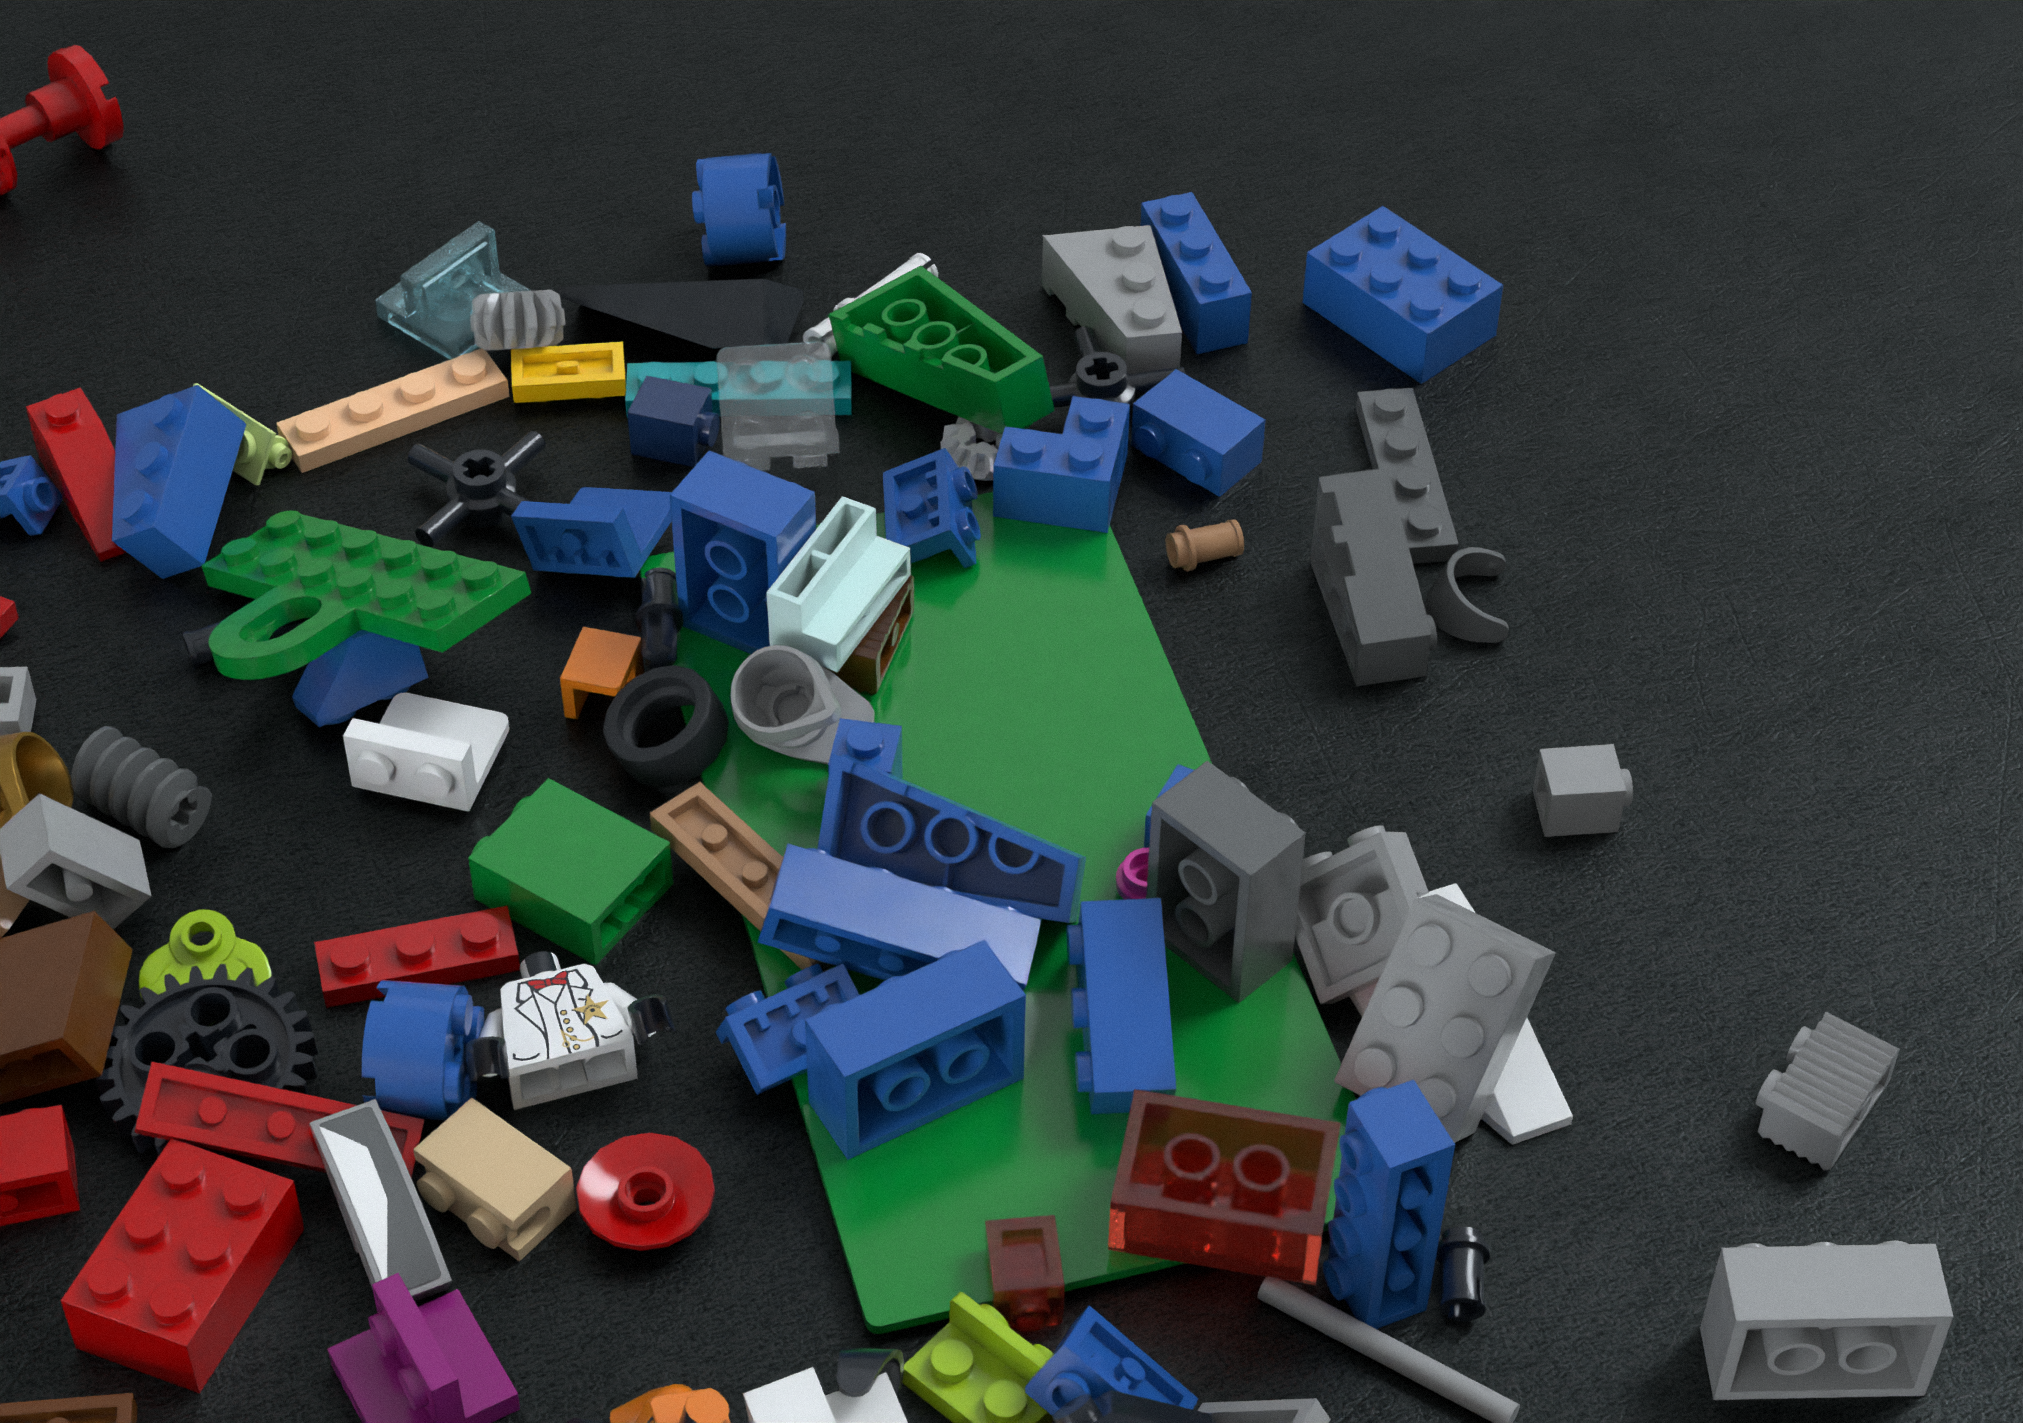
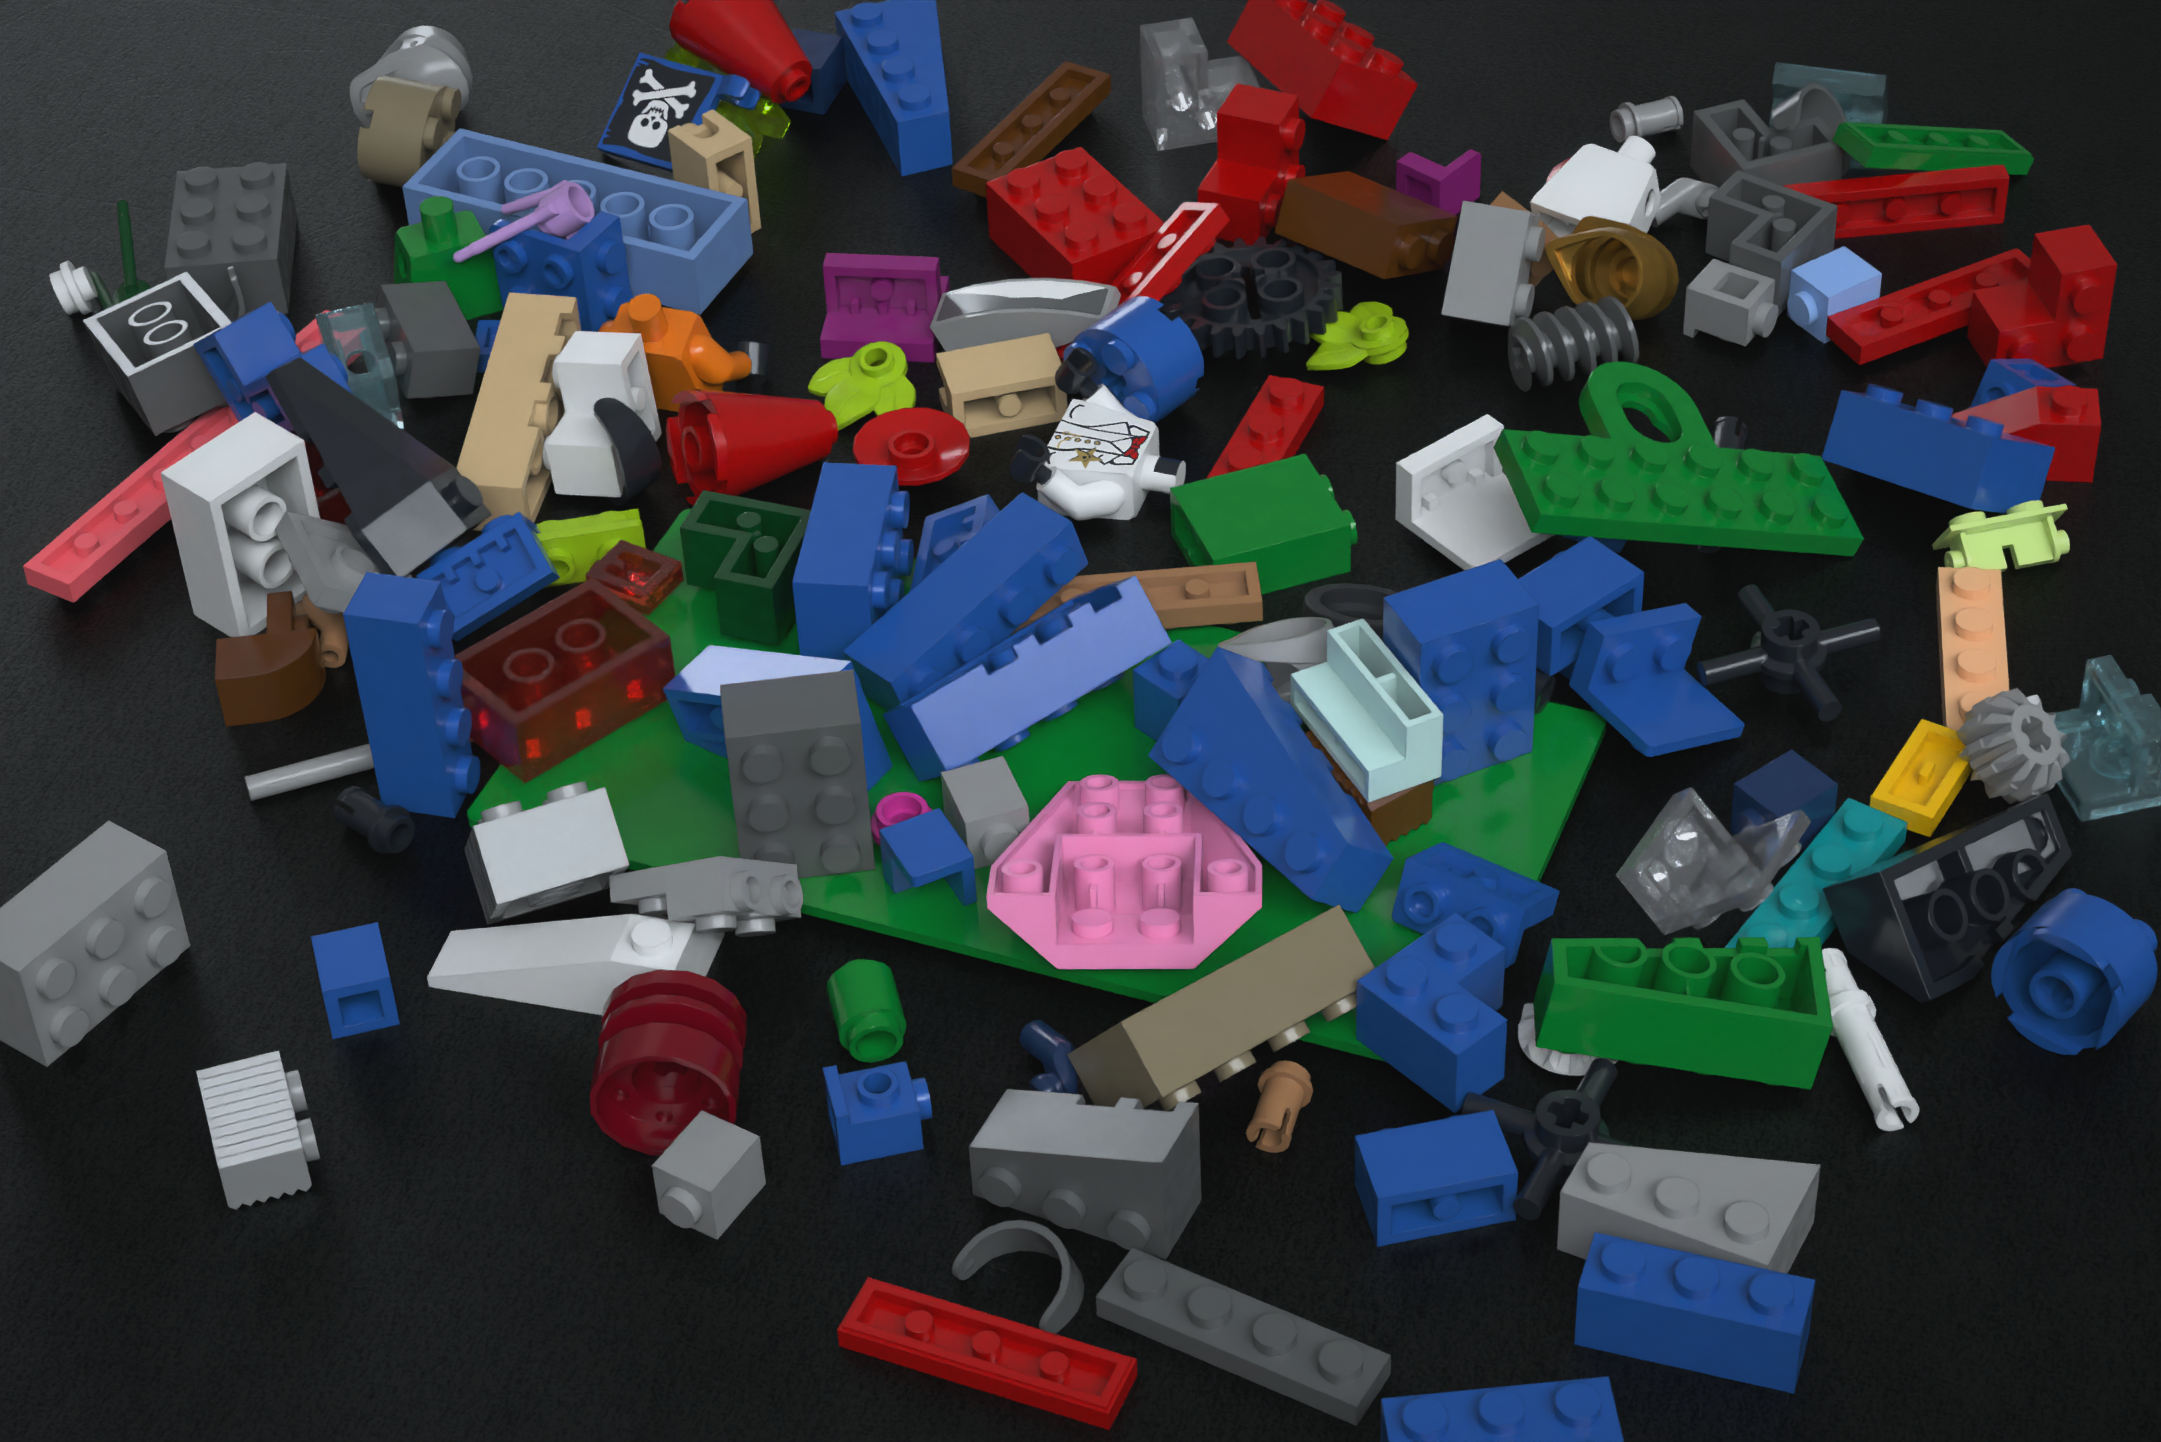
camera: 130 degrees right, 5 degrees down
(567, 1311) = (860, 386): none -> lime plate
(576, 572) = (1575, 589): none -> blue brick
(758, 1308) = (744, 440): none -> red cone
(938, 644) = (1265, 780): none -> blue wedge
(944, 1138) = (748, 558): none -> dark green brick
(1073, 698) = (1125, 877): none -> bright pink wedge
(1100, 818) = (984, 807): none -> light grey brick
(1215, 561) = (1226, 1015): none -> dark tan wedge
(1282, 674) = (1052, 1051): none -> dark blue arm
(1342, 802) = (867, 1010): none -> green brick
(1428, 741) = (876, 1111): none -> blue brick
(1532, 841) = (664, 1055): none -> dark red wheel
(1549, 586) = (988, 1353): none -> red tile
(1637, 1136) = (355, 980): none -> blue brick

